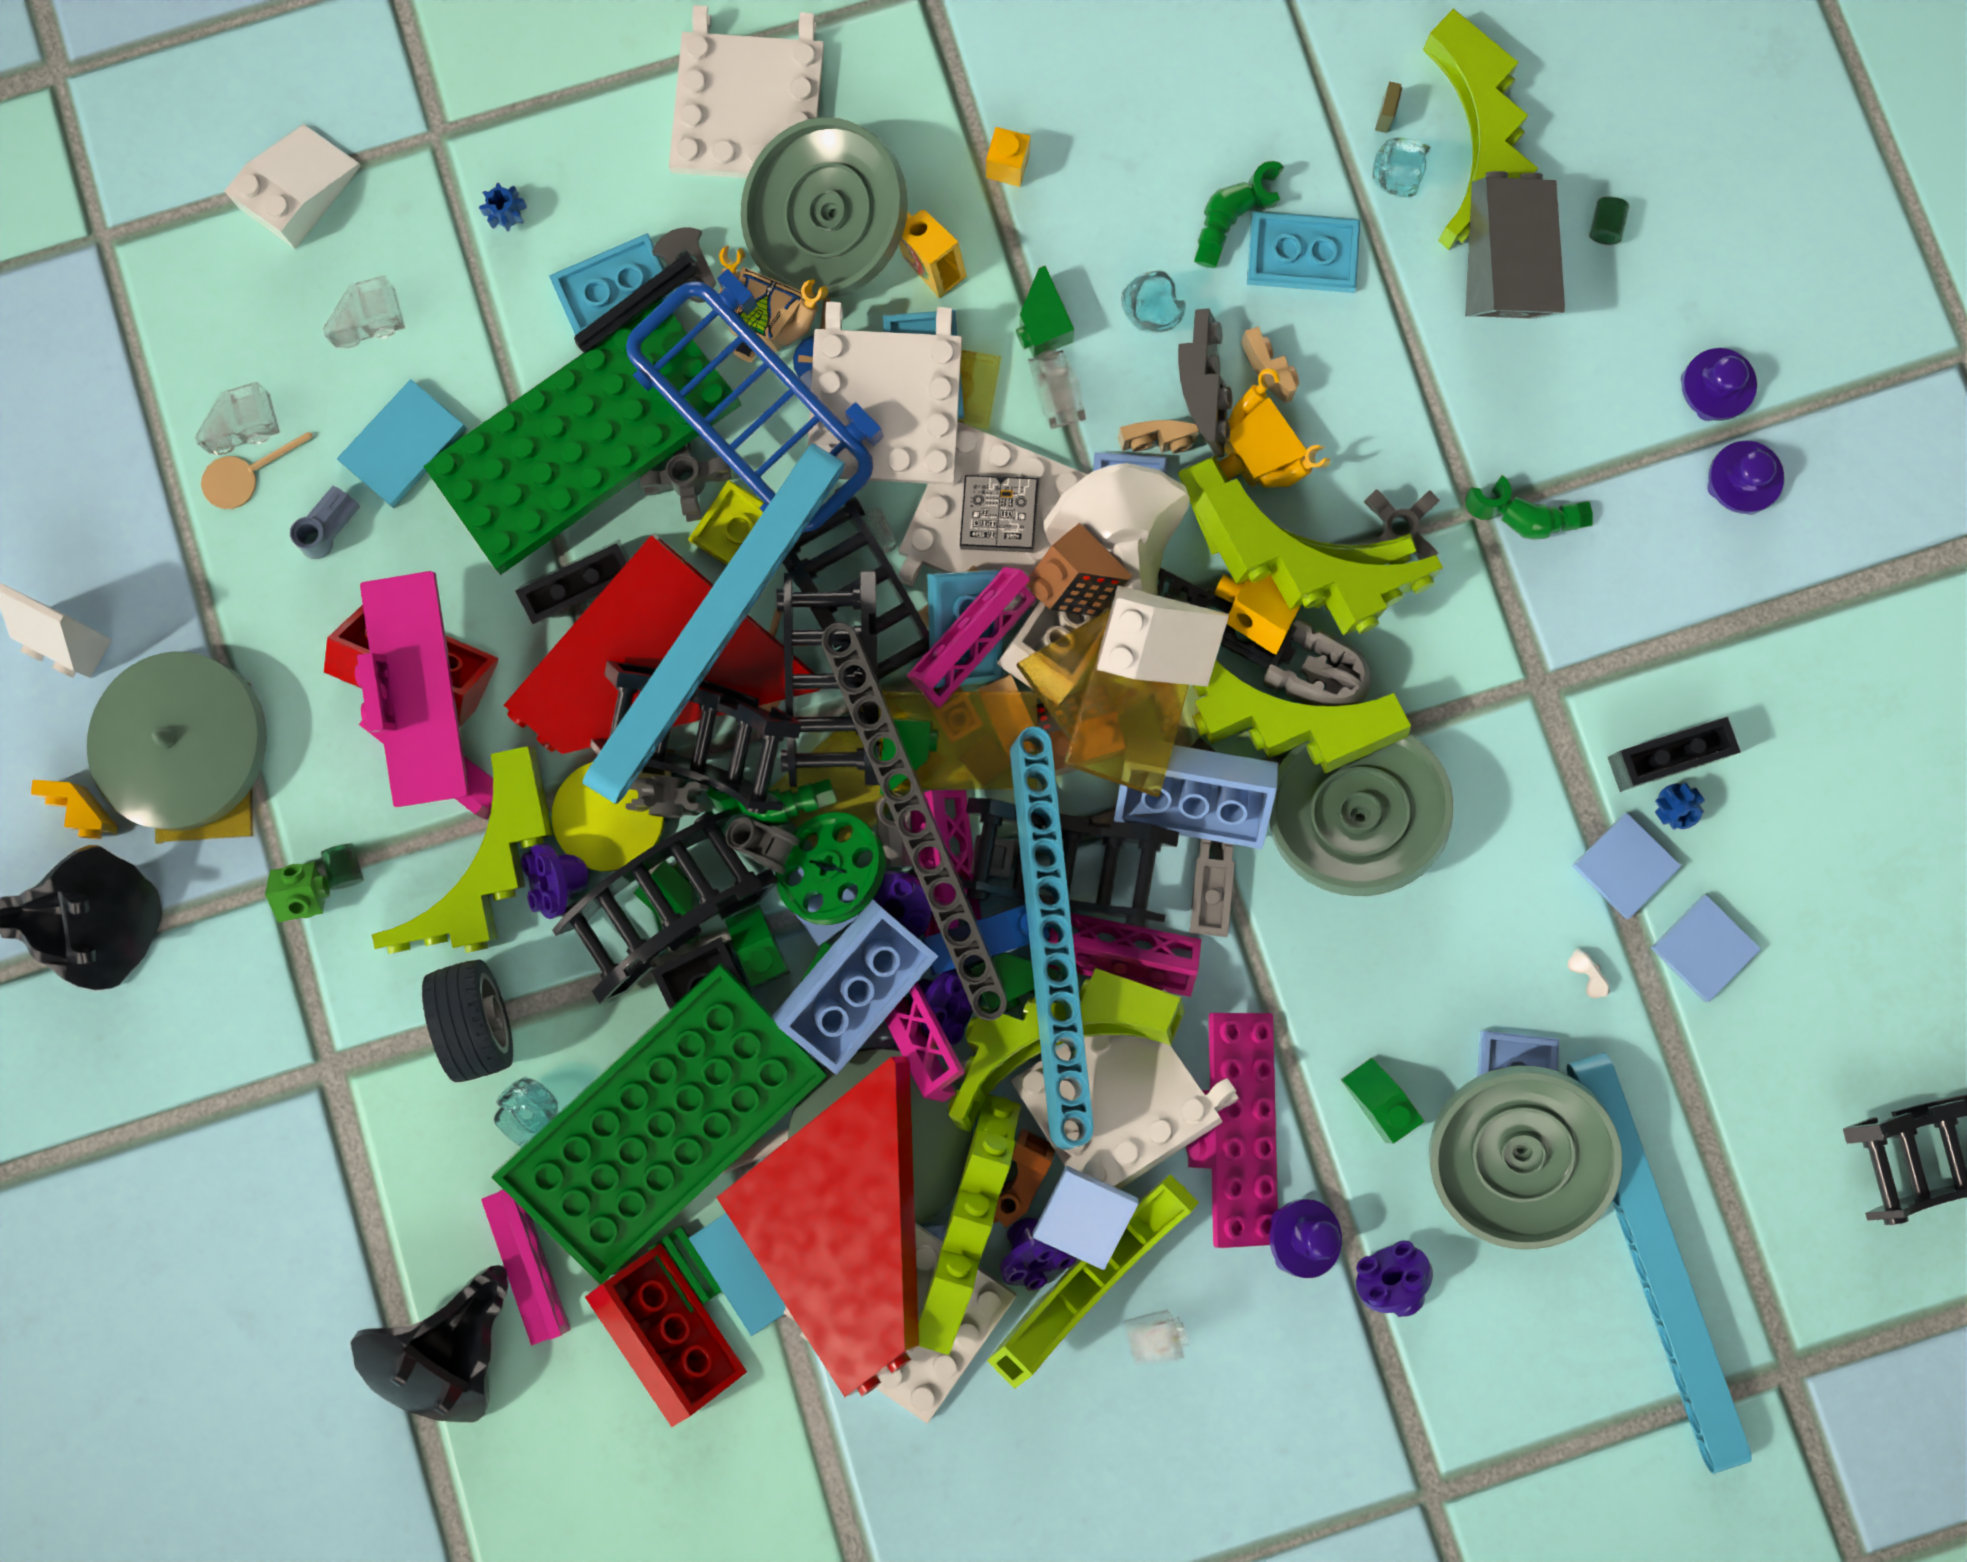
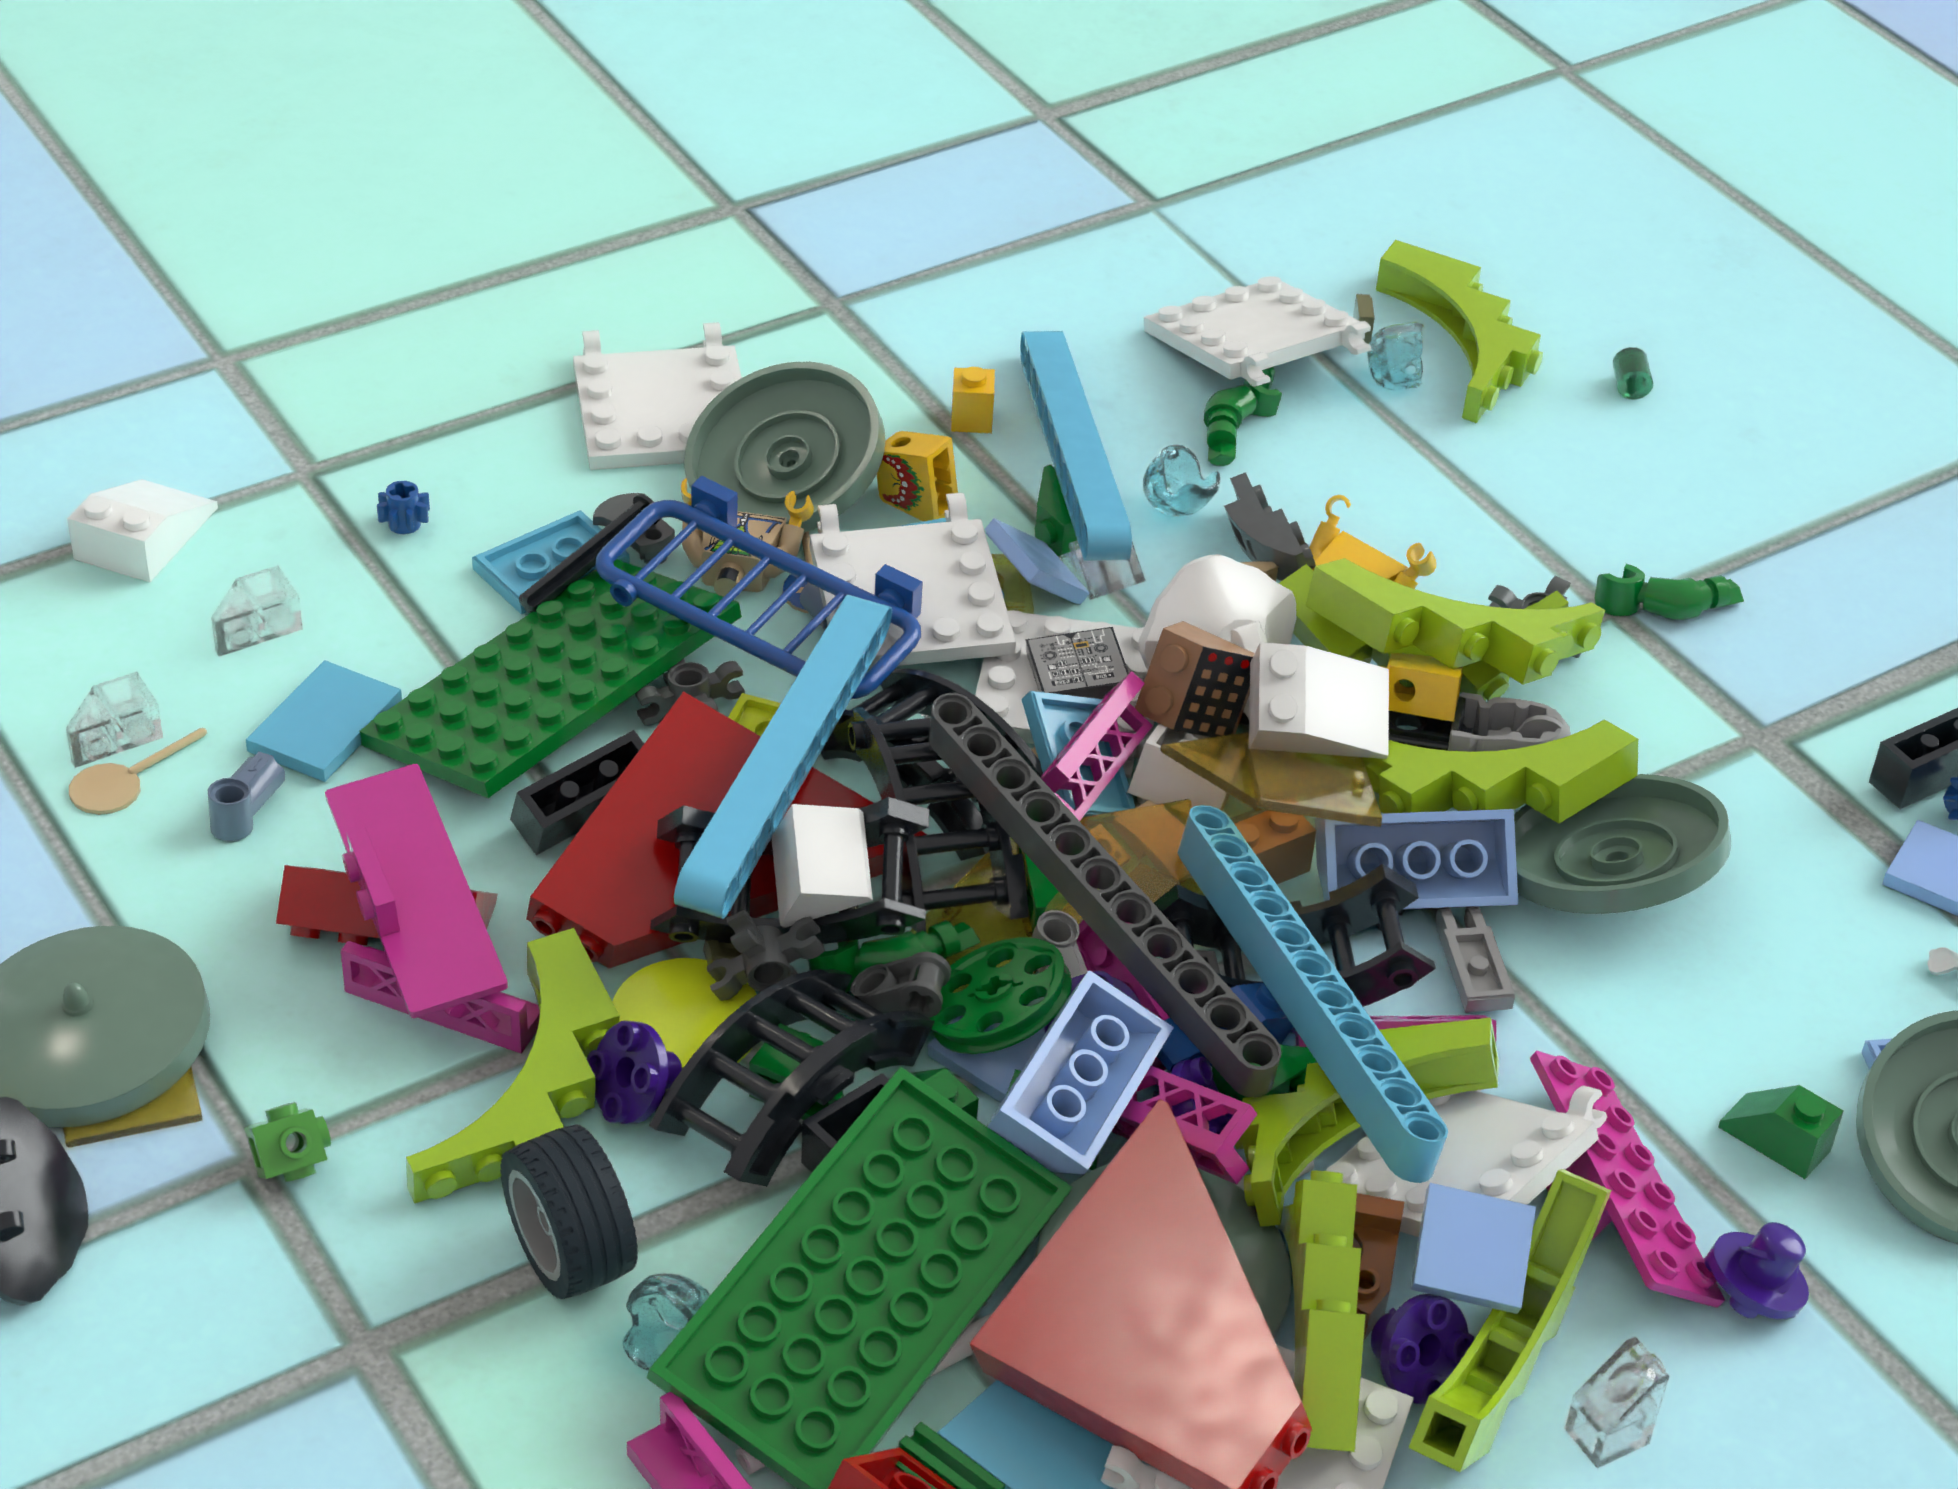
camera: 20 degrees left, 40 degrees down
(342, 866) = (343, 1114): clear green piece -> none
(714, 749) = (820, 862): none -> white slope
(1000, 381) = (1036, 562): none -> light blue tile
(1068, 253) = (1075, 447): none -> medium azure beam
(1259, 351) = (1308, 509): tan slope -> none
(1285, 107) = (1256, 328): none -> white plate
(1303, 252) = (1323, 439): medium azure tile -> none
(1394, 1279) = (1896, 1293): dark purple plate -> none
(1514, 248) = (1550, 390): dark grey slope -> none
(1719, 384) = (1815, 473): dark purple plate -> none
(1746, 477) = (1885, 537): dark purple plate -> none

